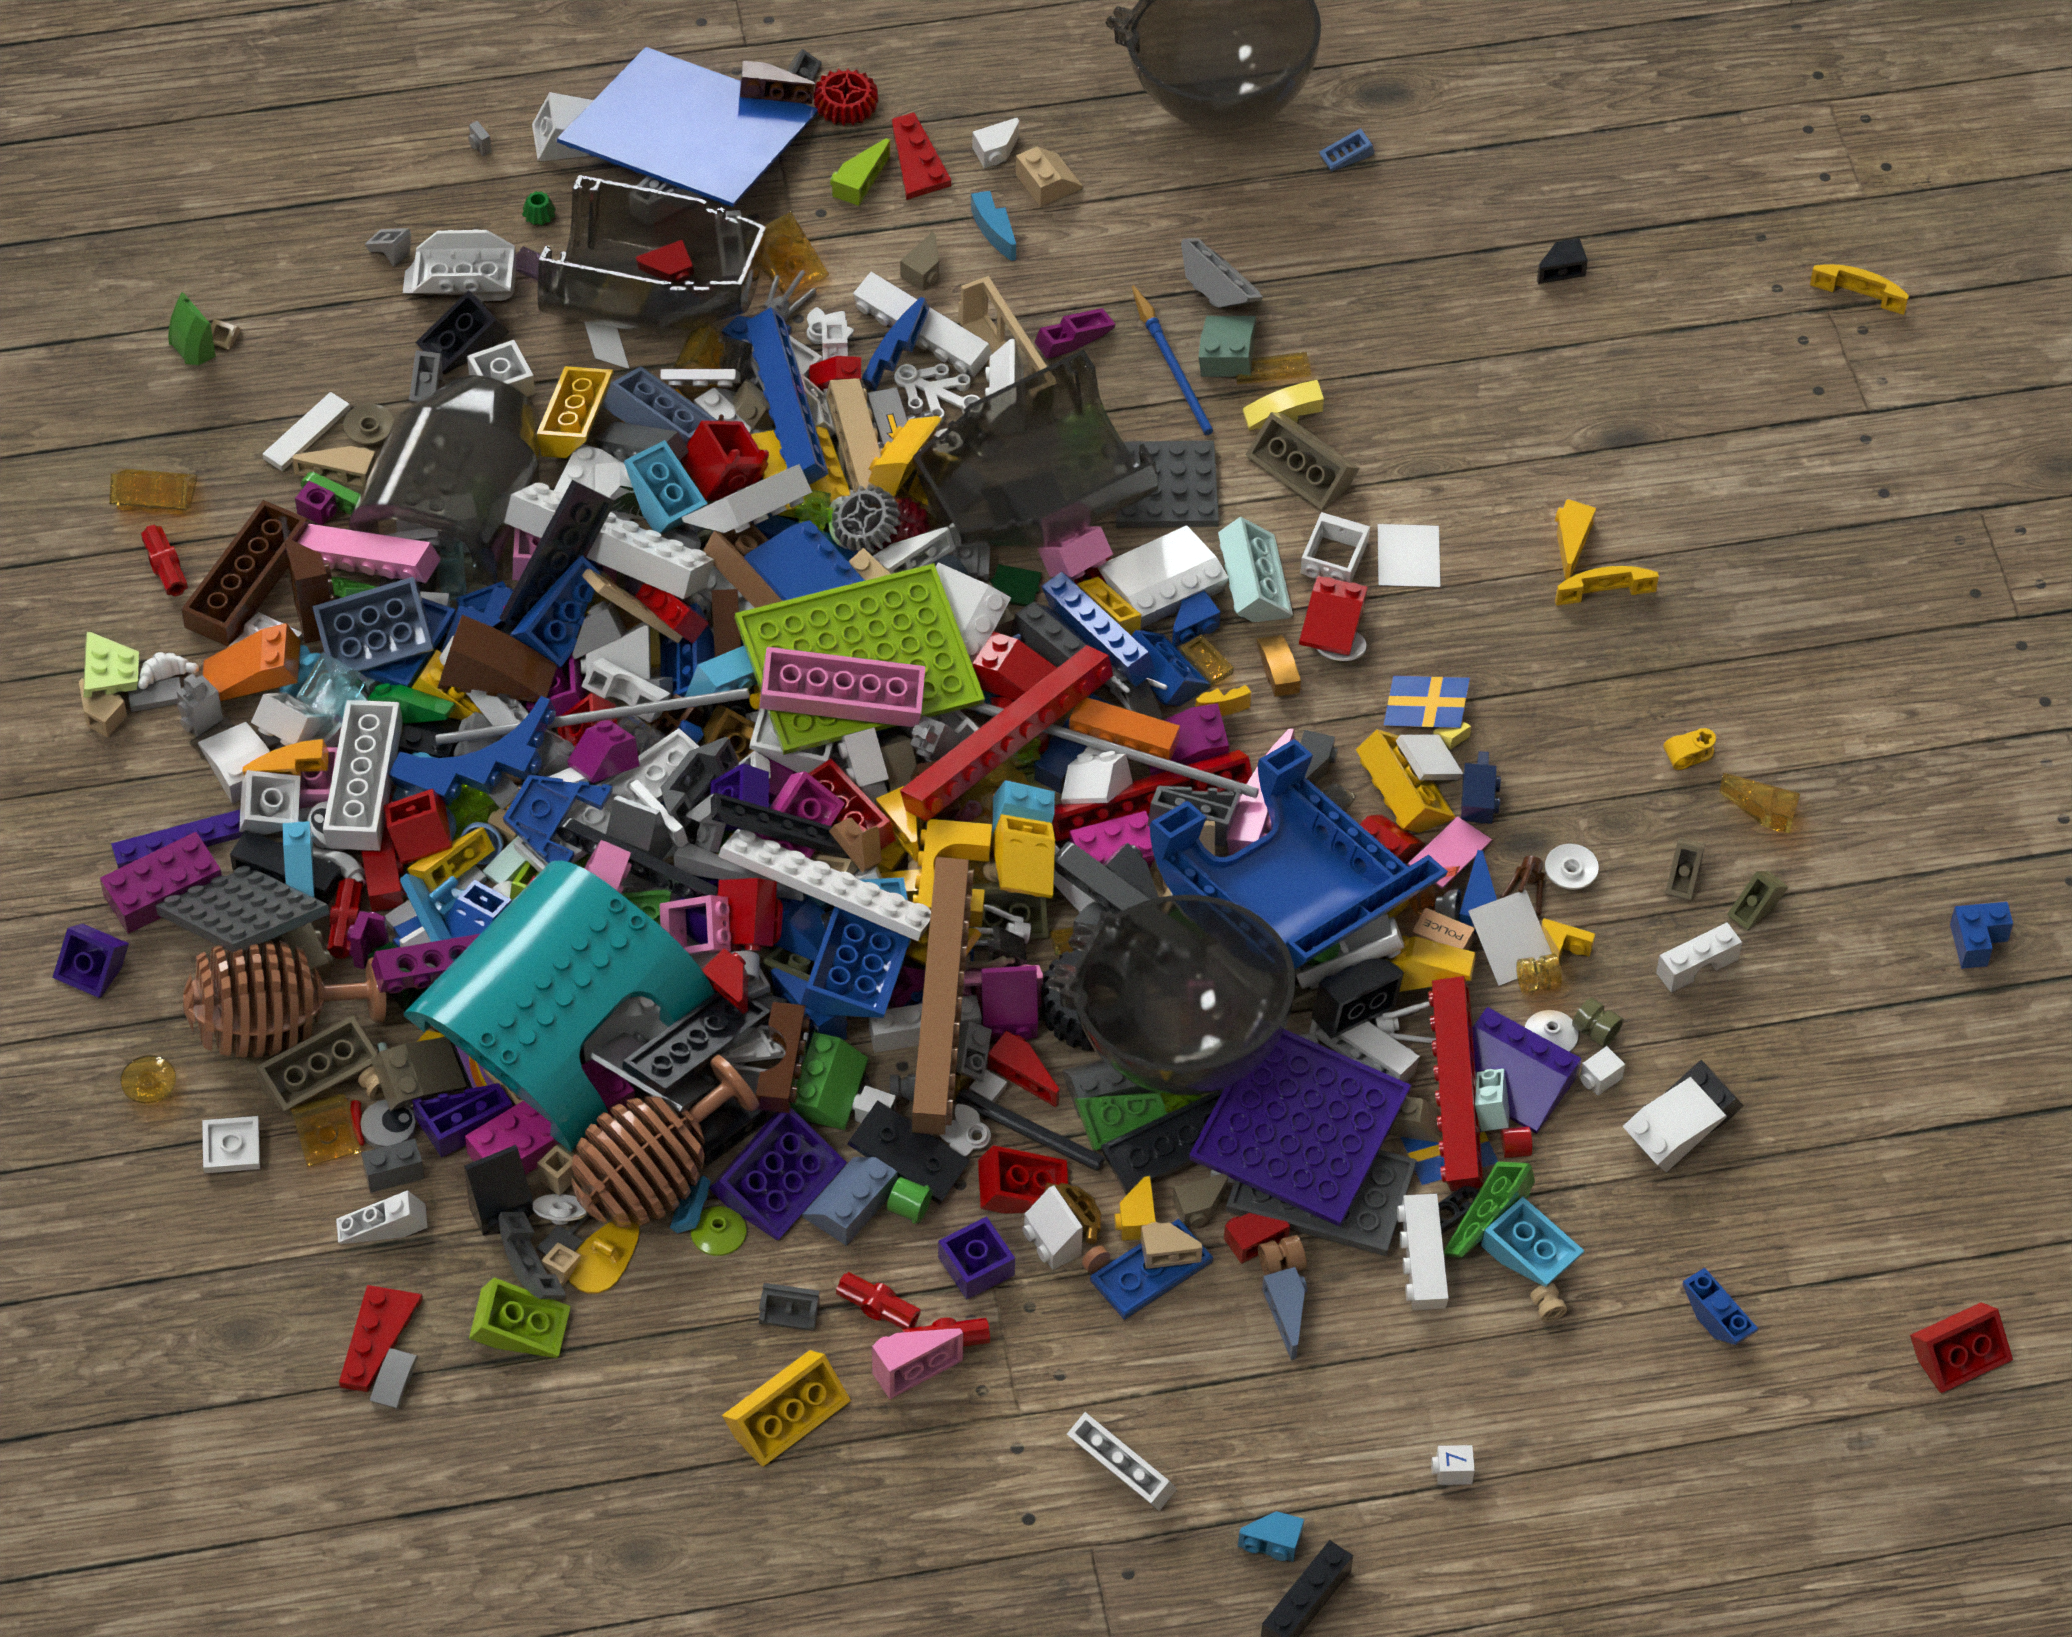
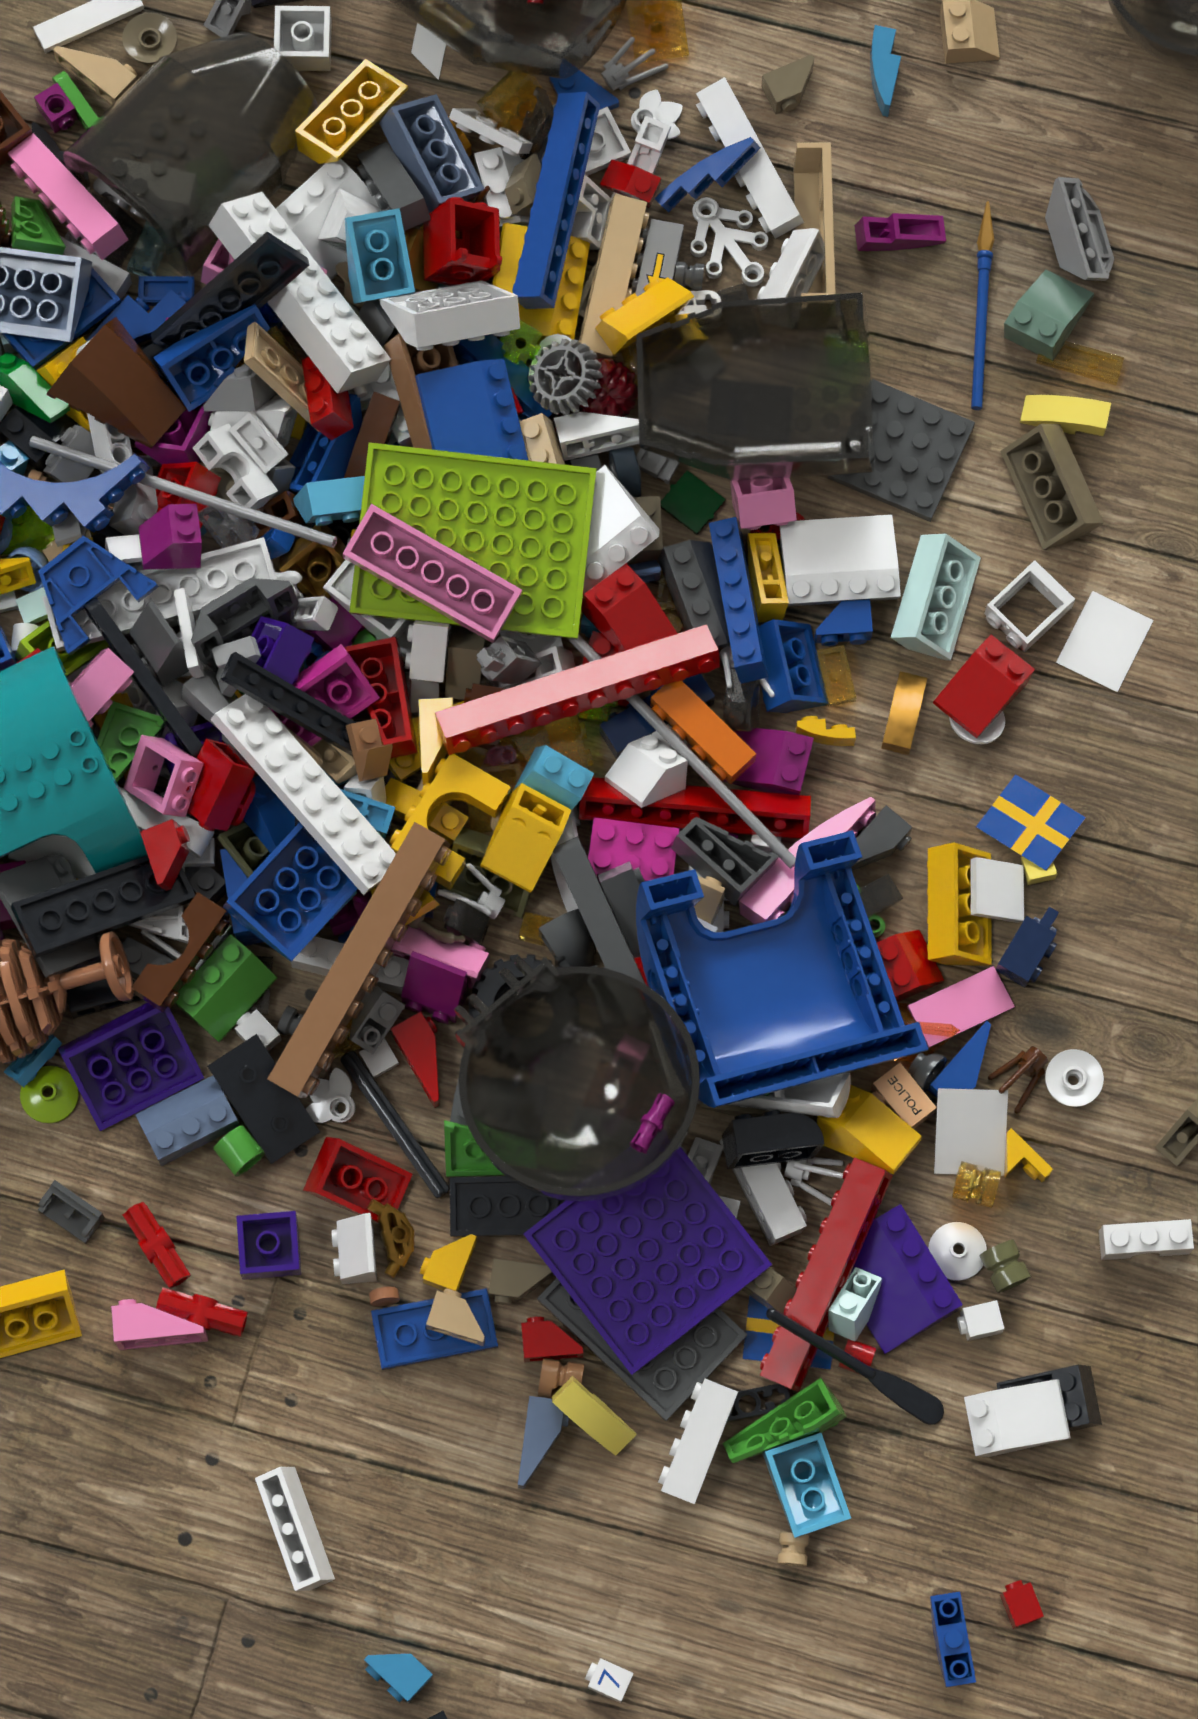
camera: 25 degrees right, 20 degrees up
(635, 660) = (258, 442): none -> white plate
(1260, 995) = (652, 1123): none -> magenta pin
(1325, 1268) = (593, 1416): none -> light yellow slope
(1569, 1149) = (901, 1392): none -> black piece
(1759, 1263) = (1021, 1604): none -> red brick

